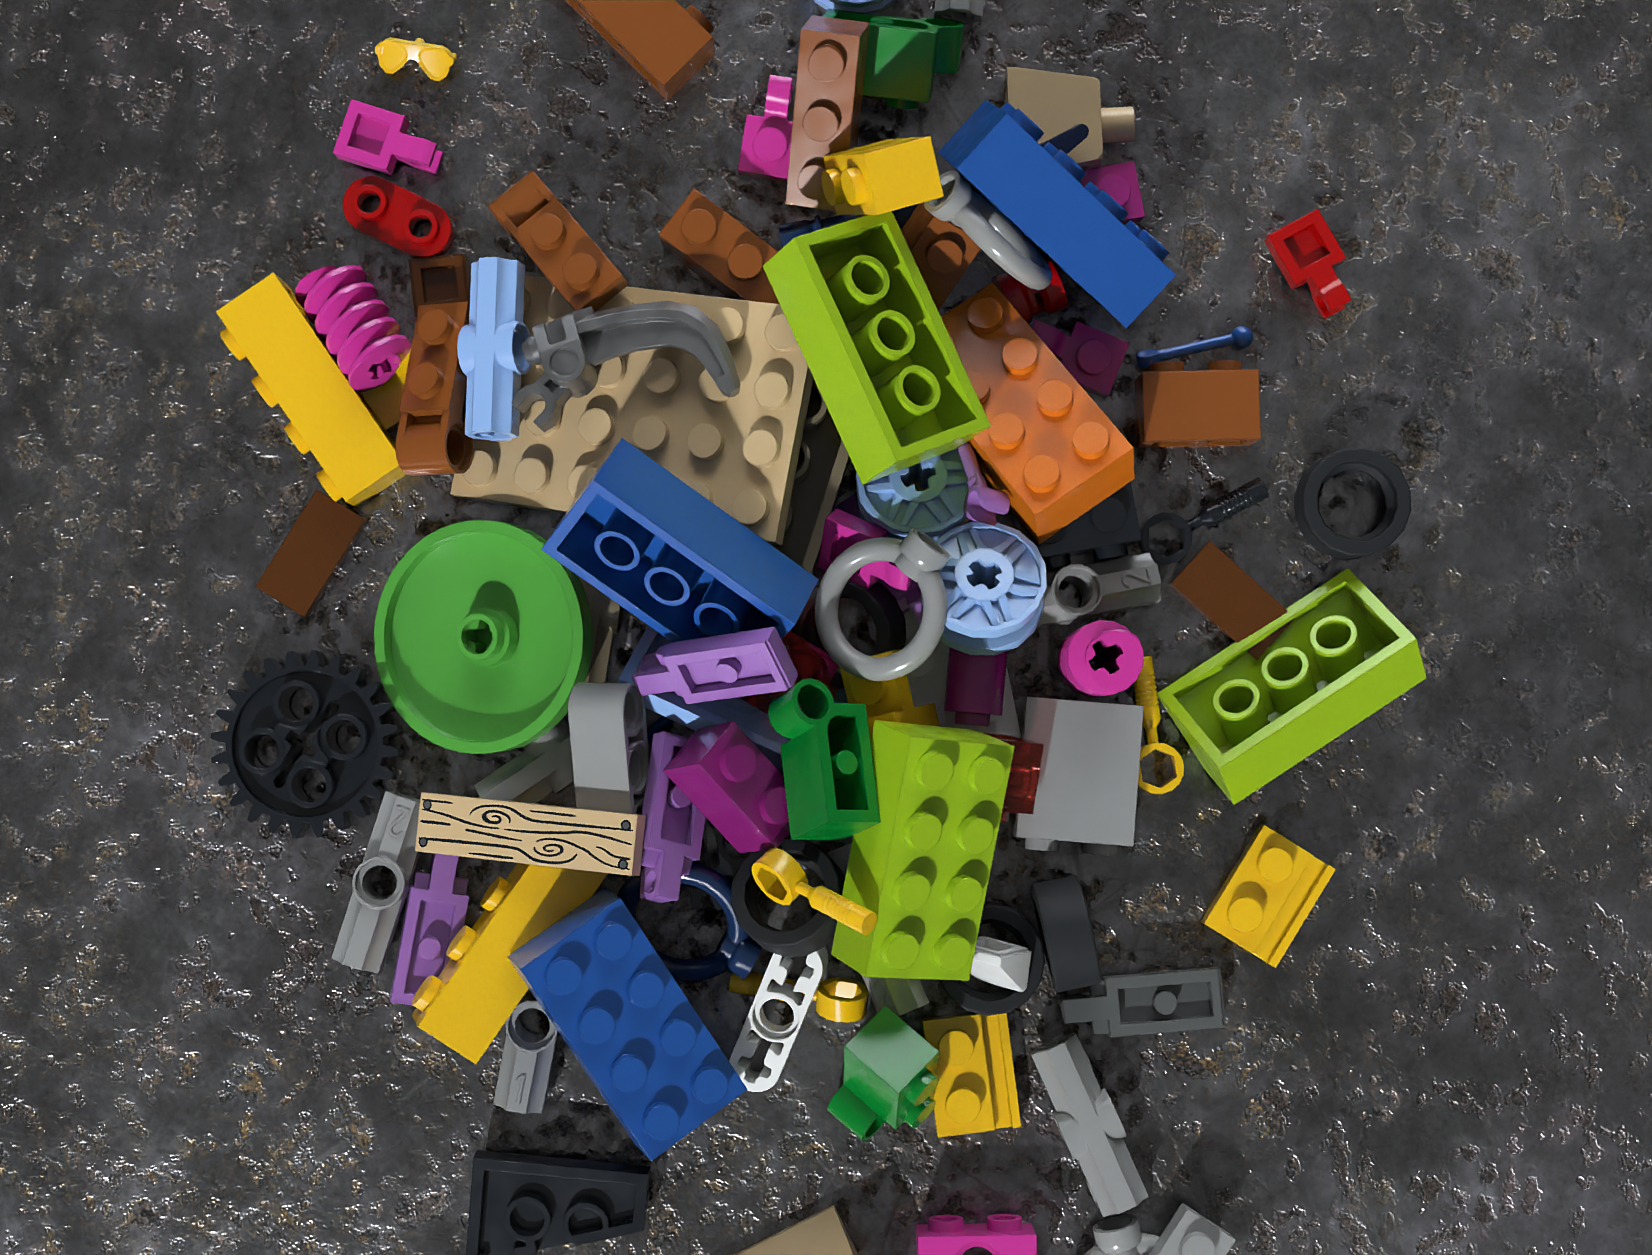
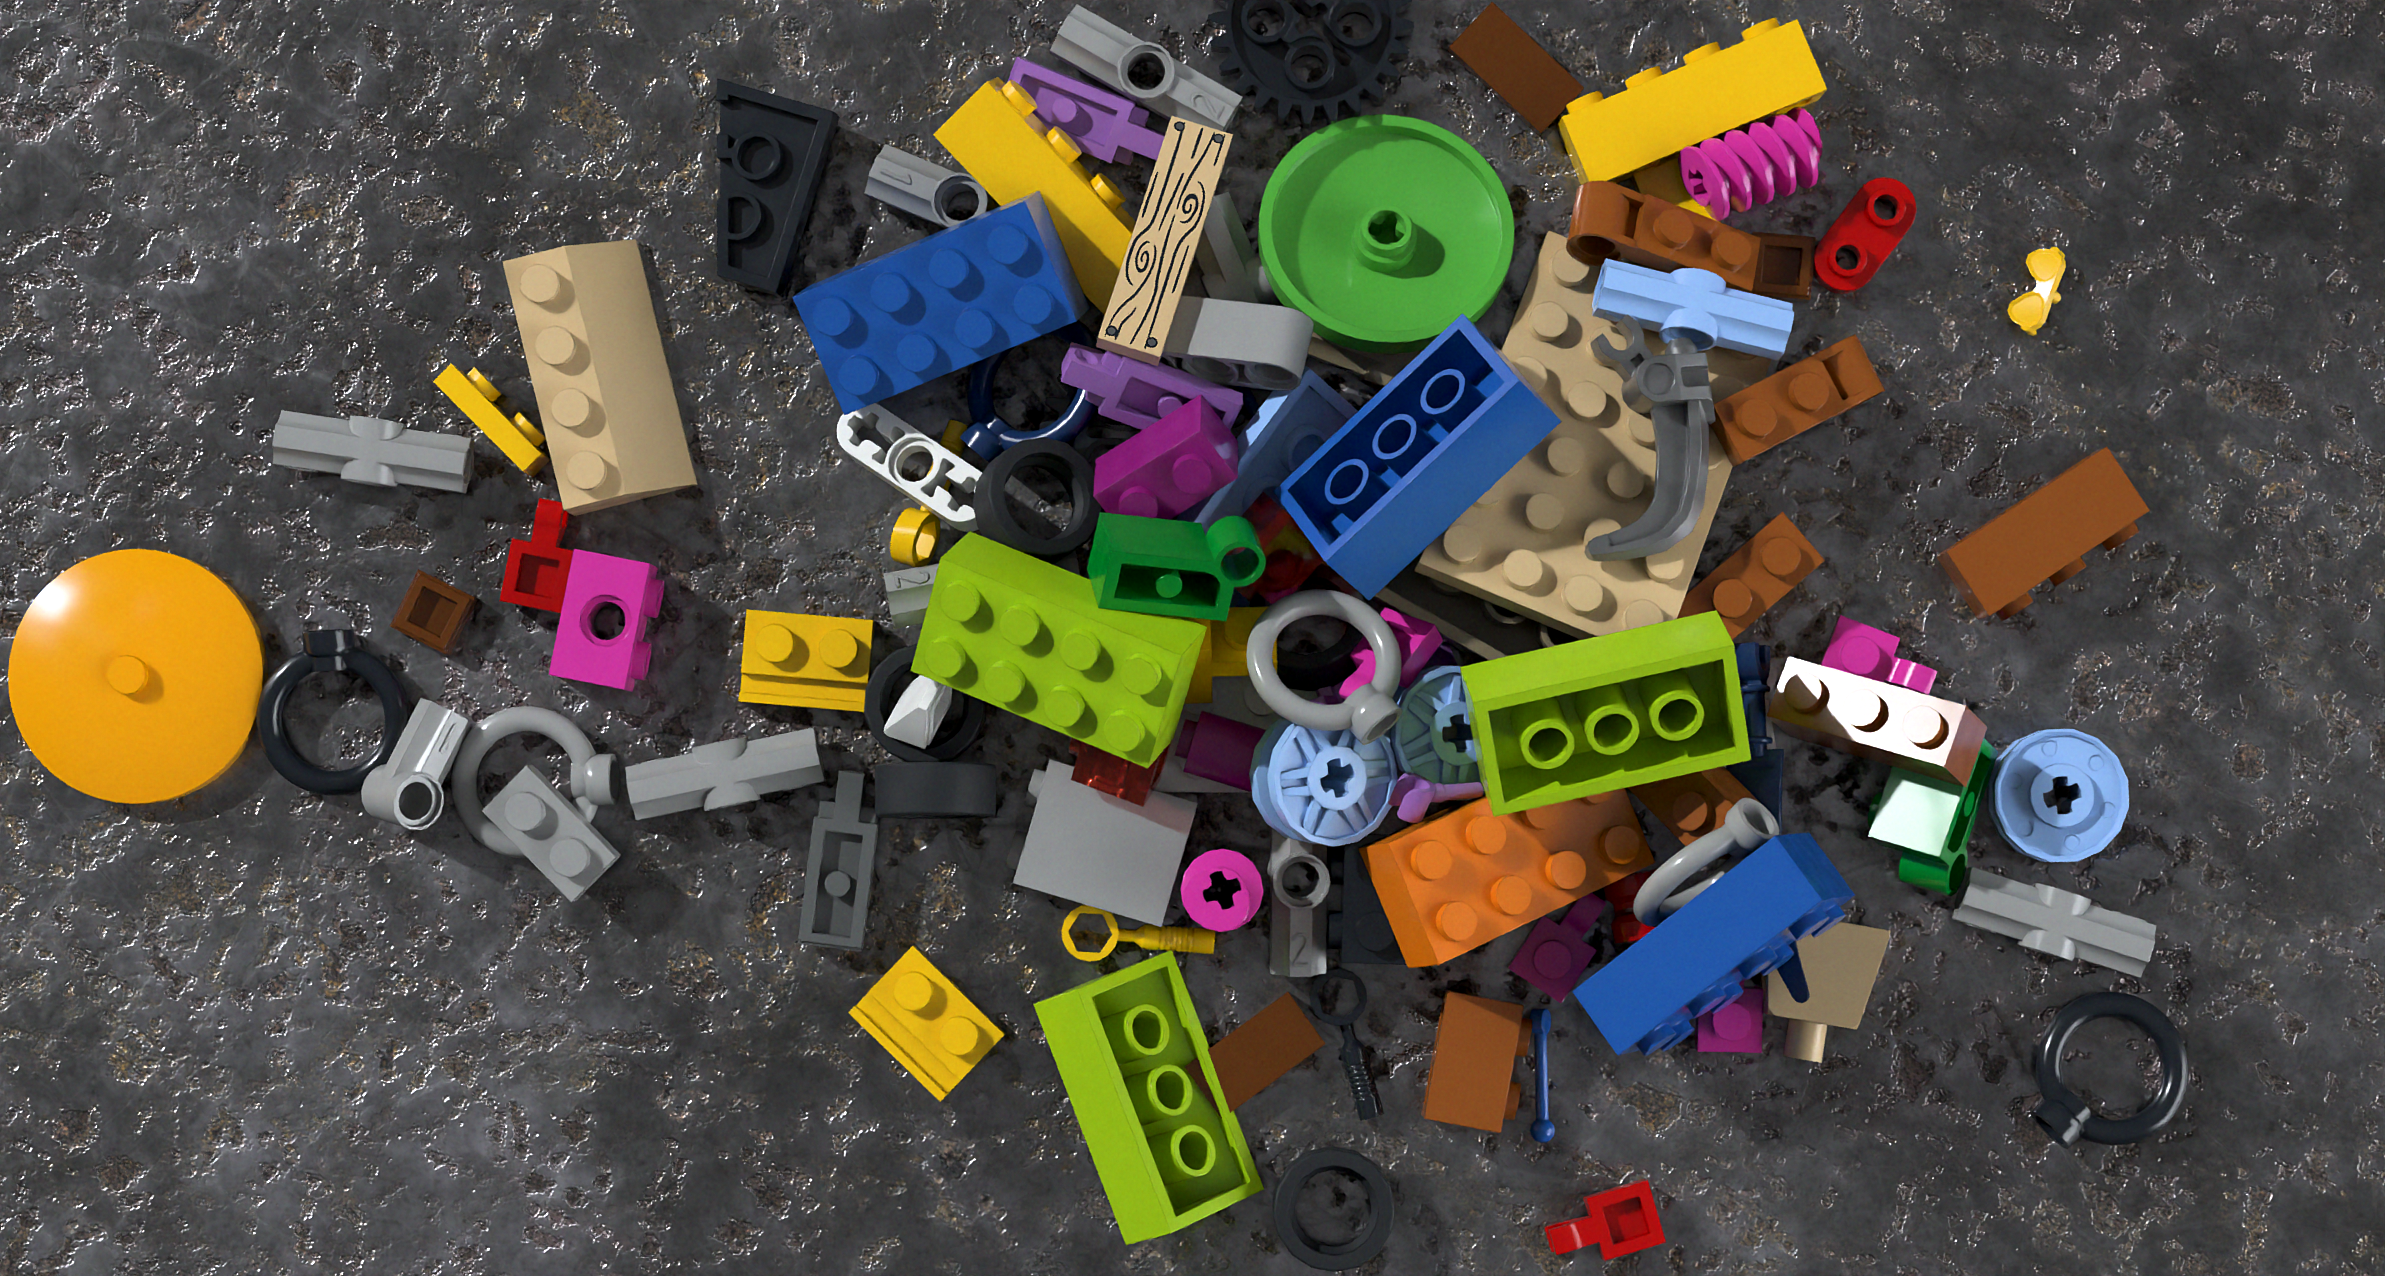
camera: 105 degrees right, 0 degrees up
(379, 139) = (1953, 231): dark pink plate -> none
(718, 667) = (1297, 473): medium lavender hinge -> none
(785, 880) = (1057, 498): yellow piece -> none
(881, 176) = (1787, 757): yellow brick -> none
(886, 1077) = (824, 564): green hinge -> none

